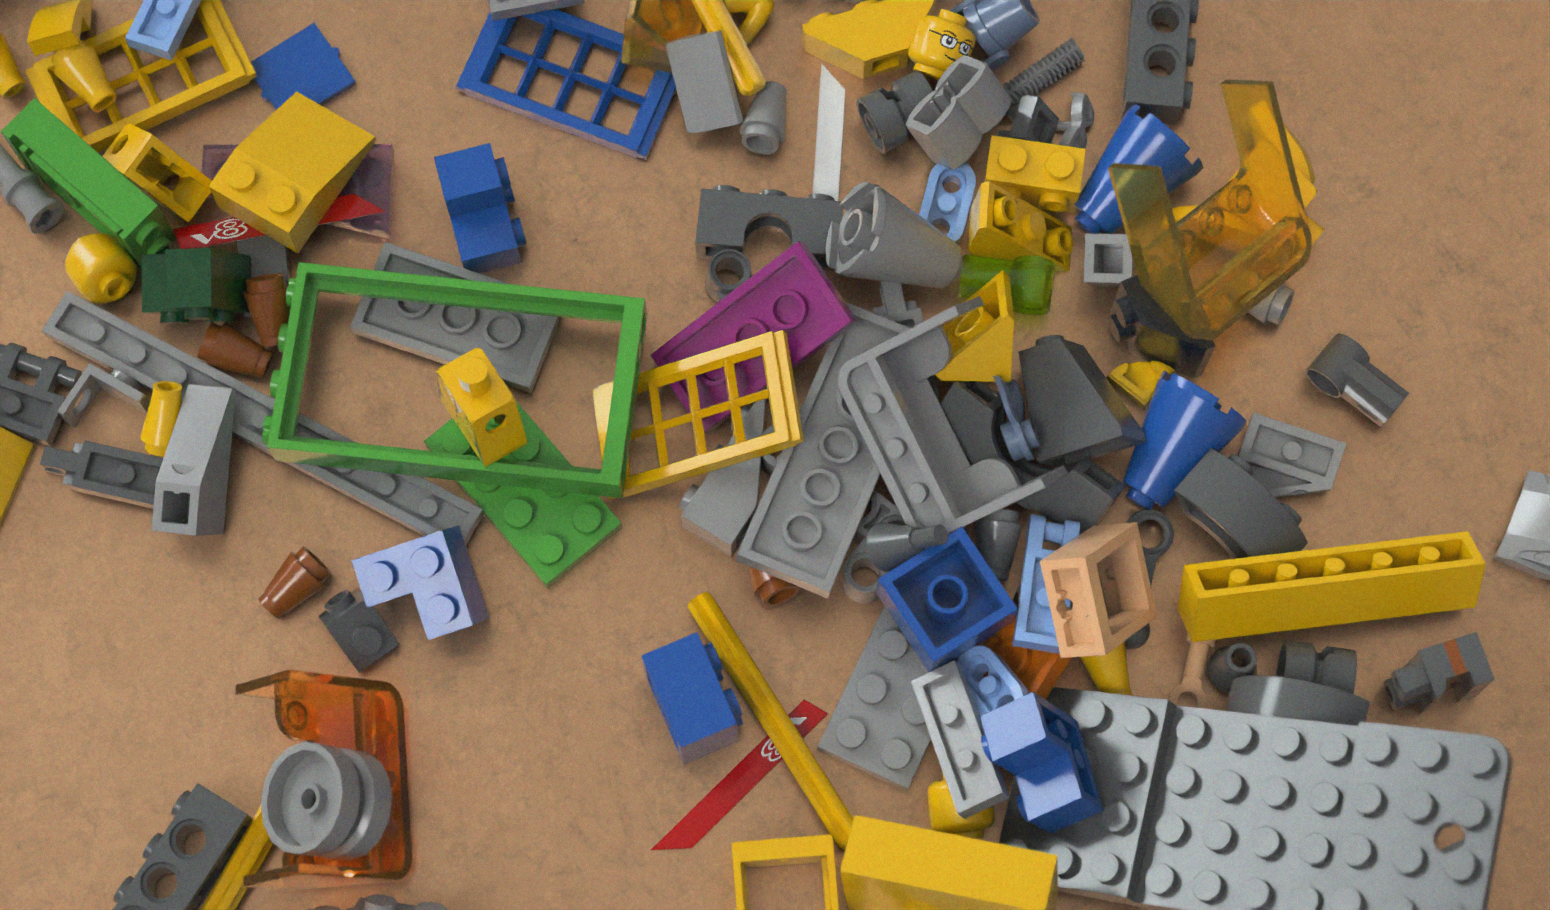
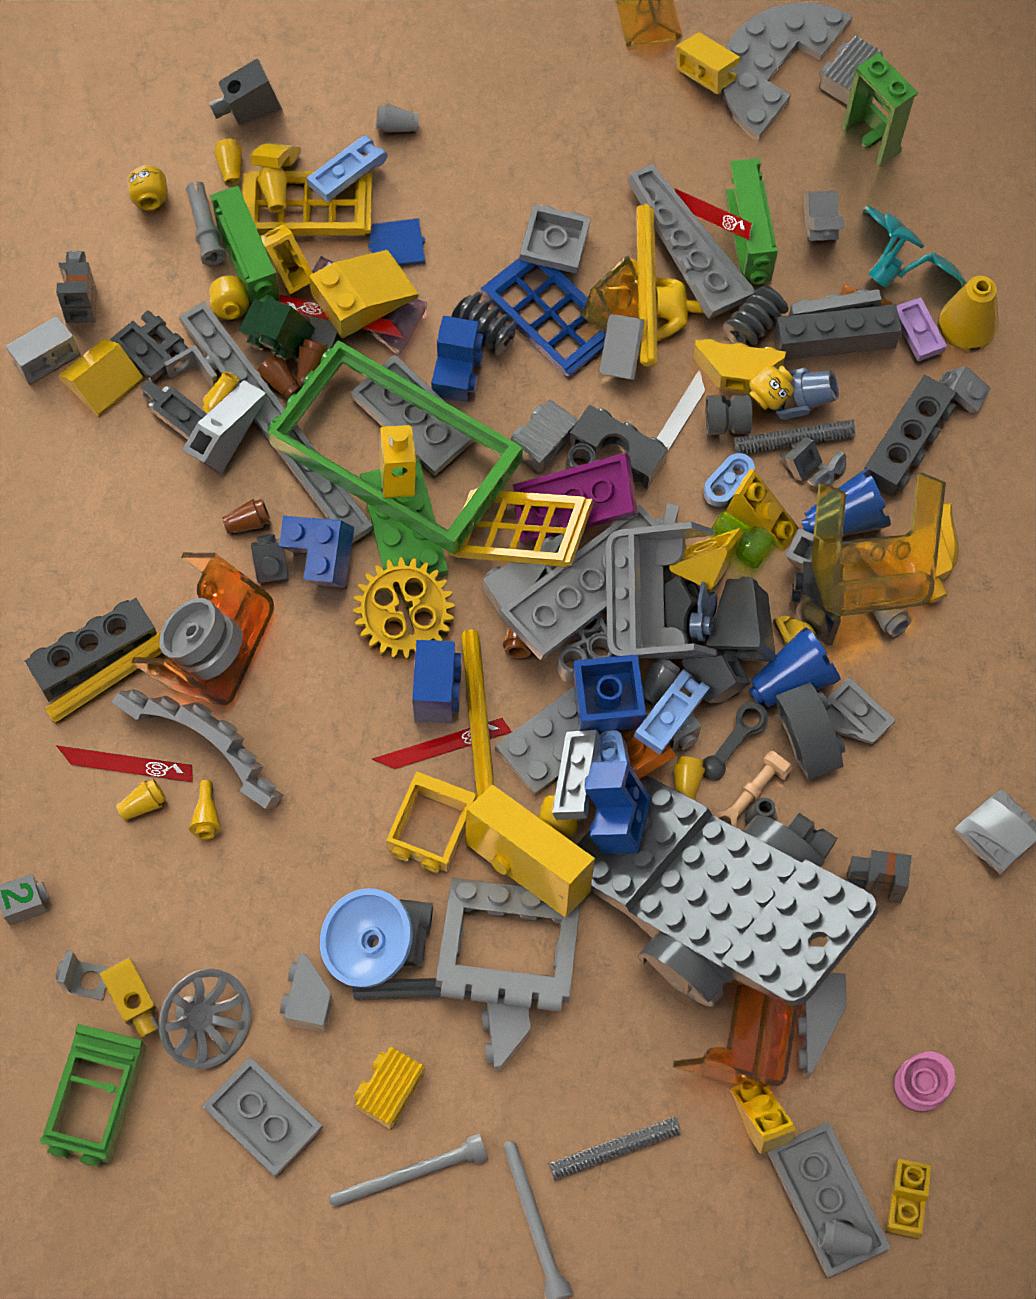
camera: 25 degrees right, 5 degrees down
(506, 137) = (496, 332): none -> dark grey piece
(620, 579) = (376, 616): none -> yellow gear
(658, 260) = (544, 434): none -> light grey brick
(765, 120) = (648, 385): light grey cone -> none
(889, 242) = (682, 482): light grey cone -> none
(894, 544) = (593, 646): dark grey cone -> none
(958, 112) = (760, 427): light grey brick -> none
(1036, 172) = (790, 483): yellow brick -> none
(1074, 576) = (685, 709): light nougat window -> none
(1330, 586) = (841, 793): yellow brick -> none
(1346, 372) = (918, 681): dark grey piece -> none

